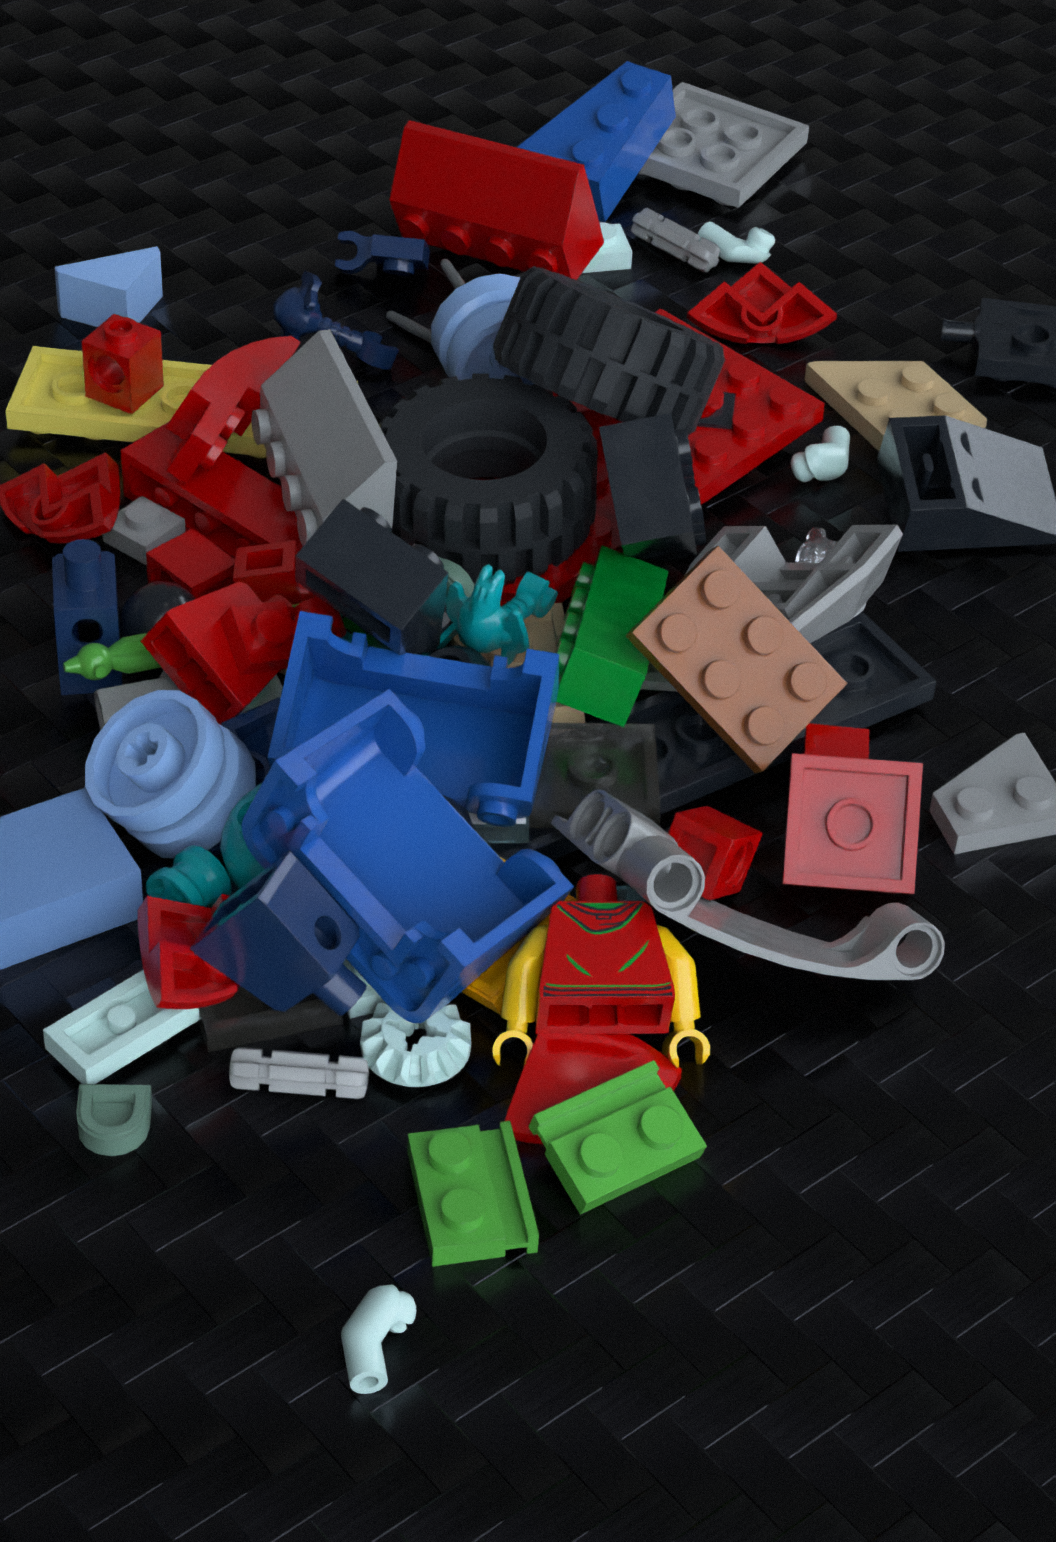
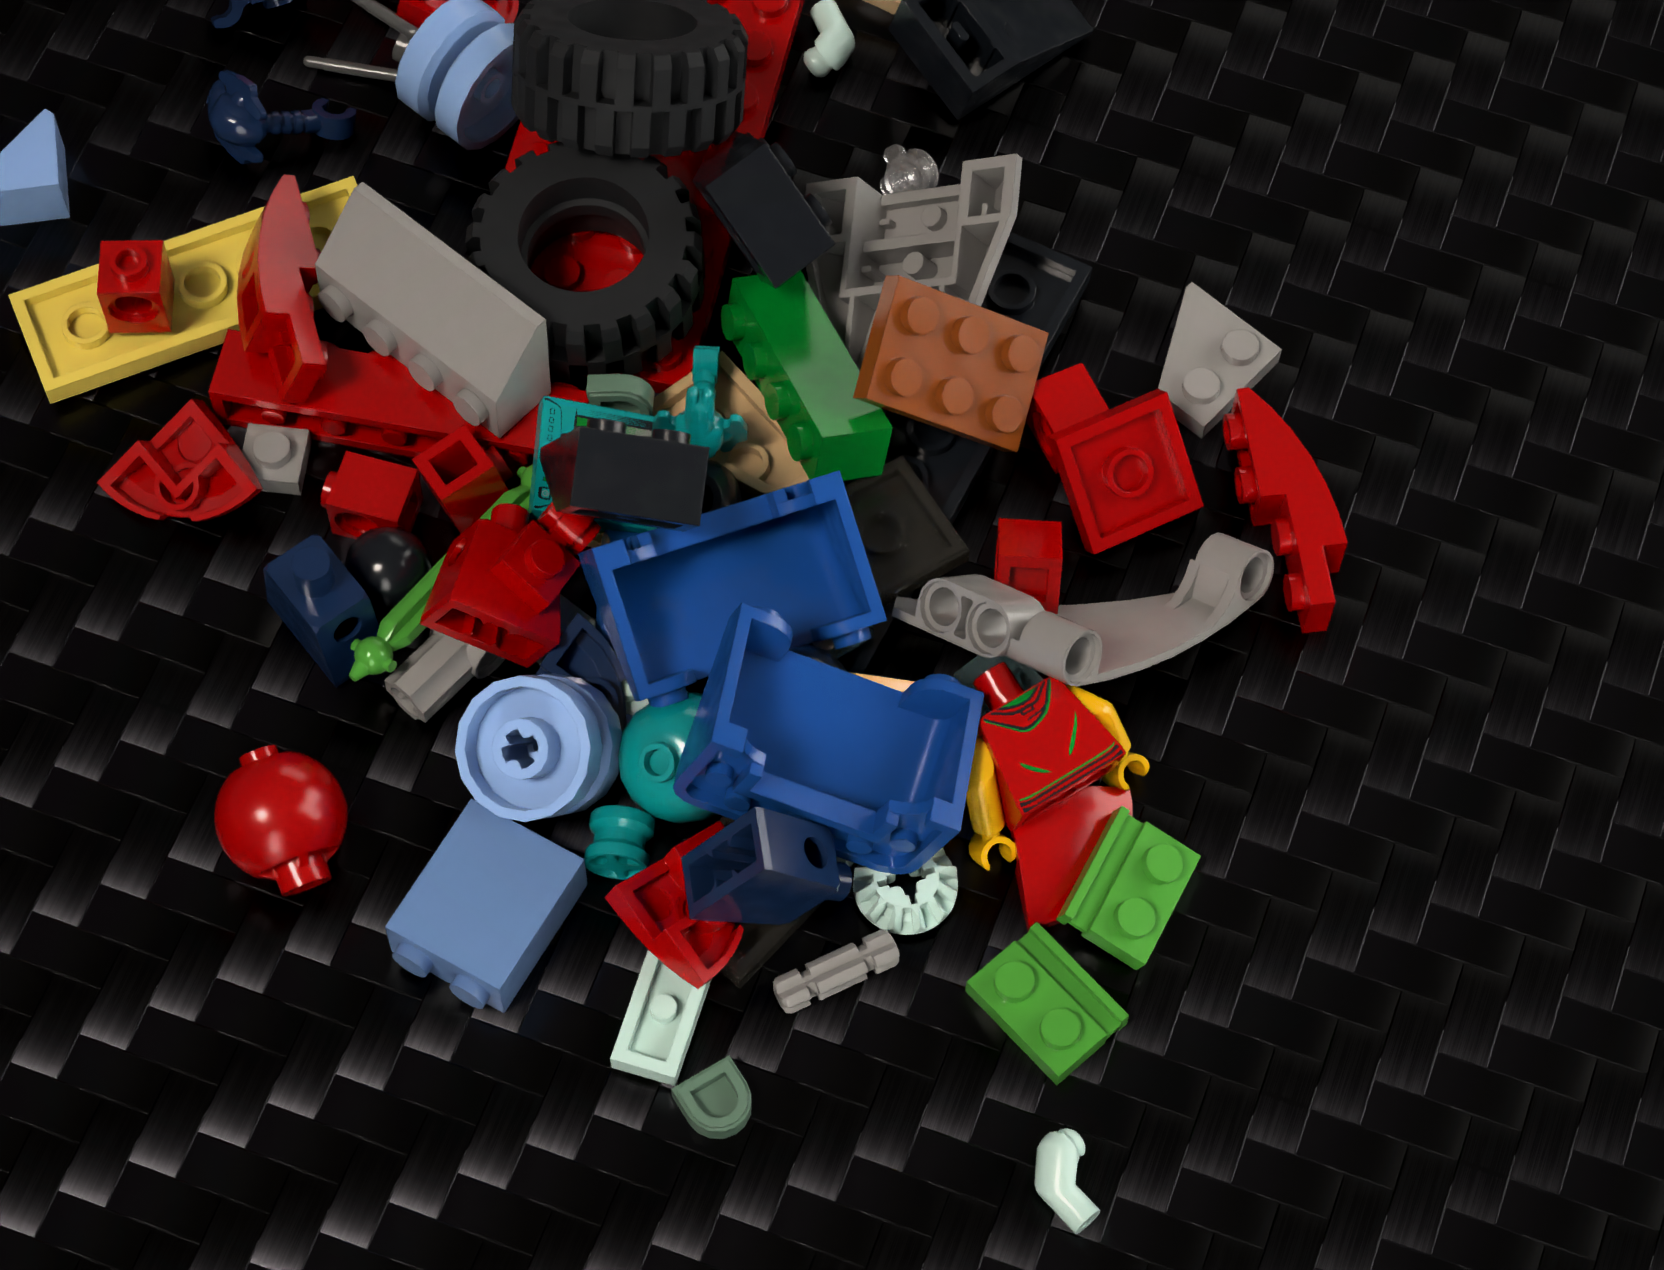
camera: 30 degrees left, 20 degrees up
(993, 923) = (1291, 495): none -> red slope

